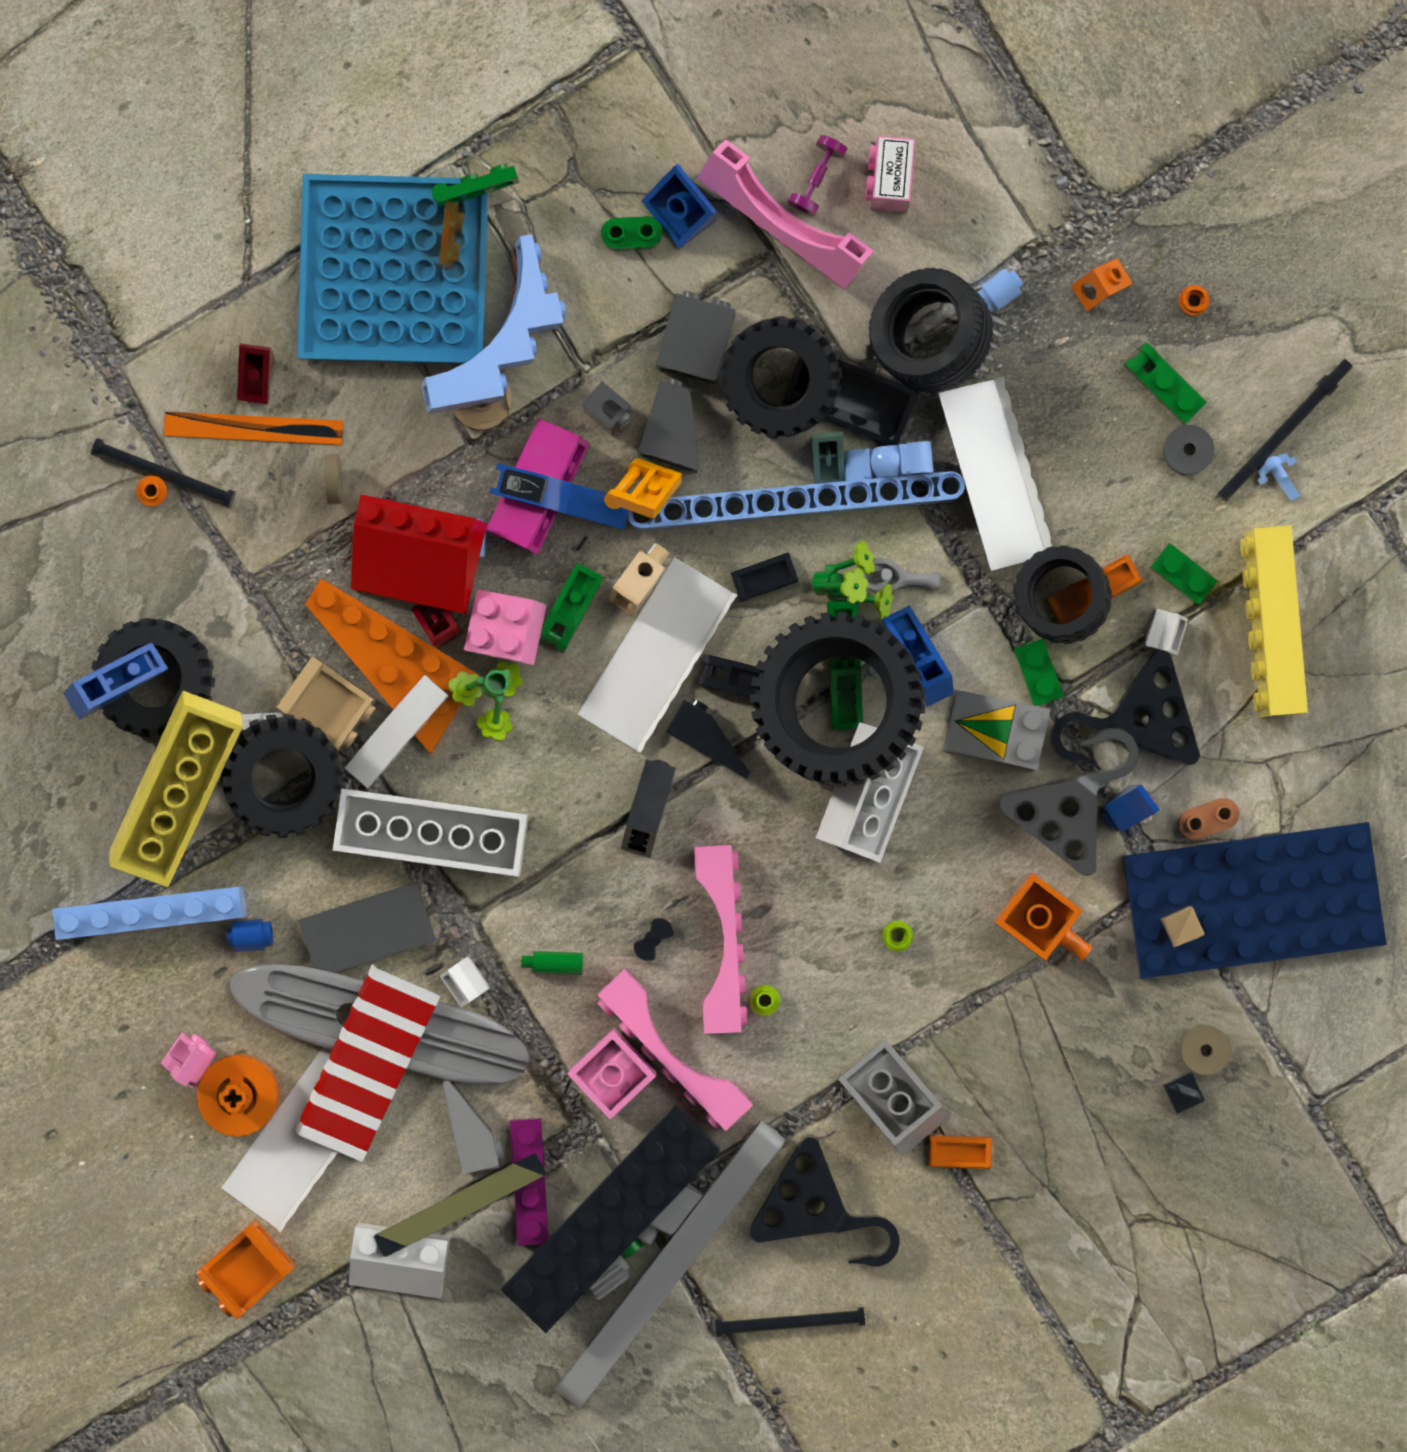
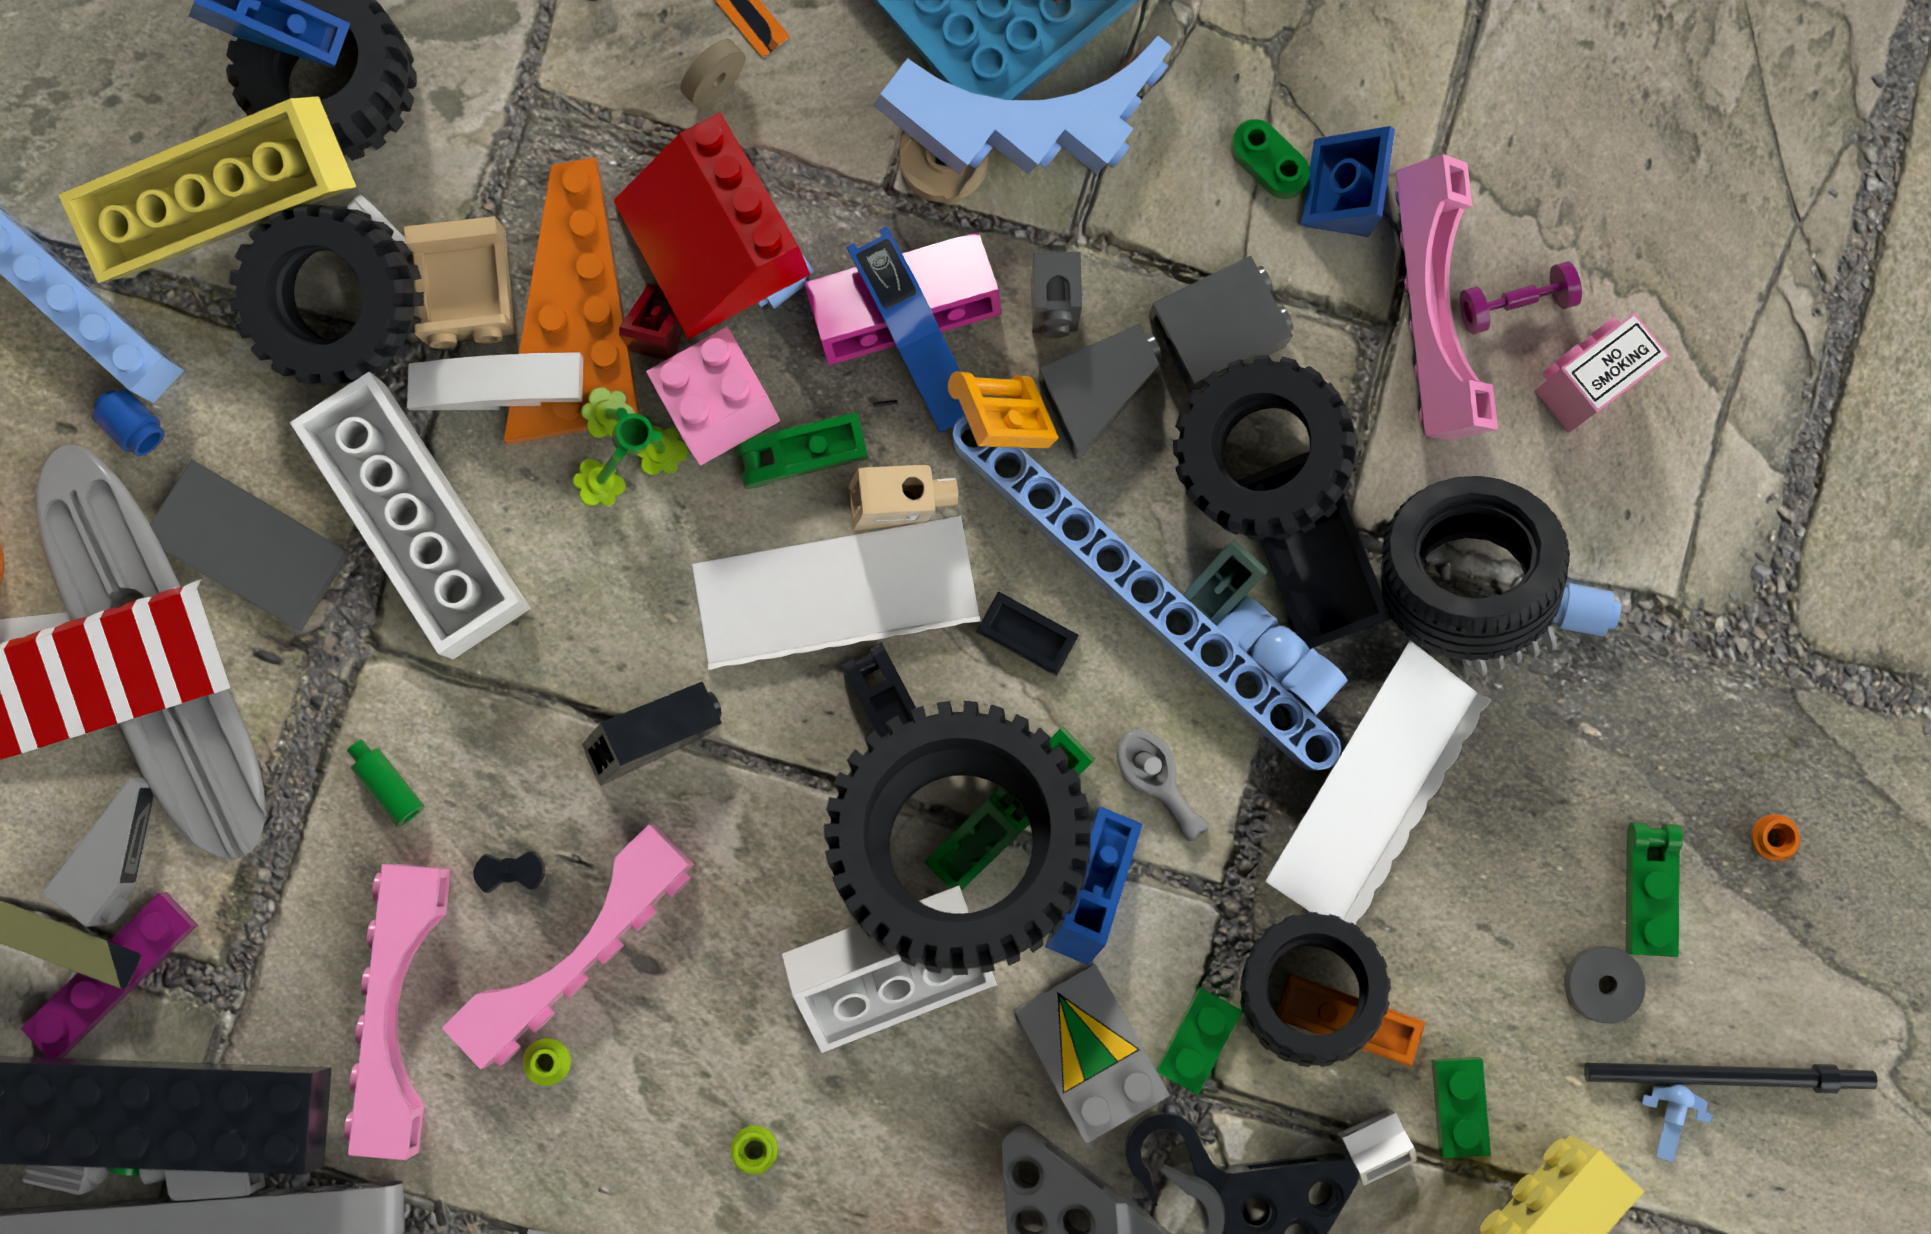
camera: 50 degrees right, 5 degrees down
(464, 981) = (279, 703): white piece -> none
(612, 1073) = (300, 962): bright pink brick -> none
(701, 732) = (789, 719): black slope -> none
(853, 583) = (1107, 736): plant -> none
(1106, 280) = (1707, 716): orange bracket -> none

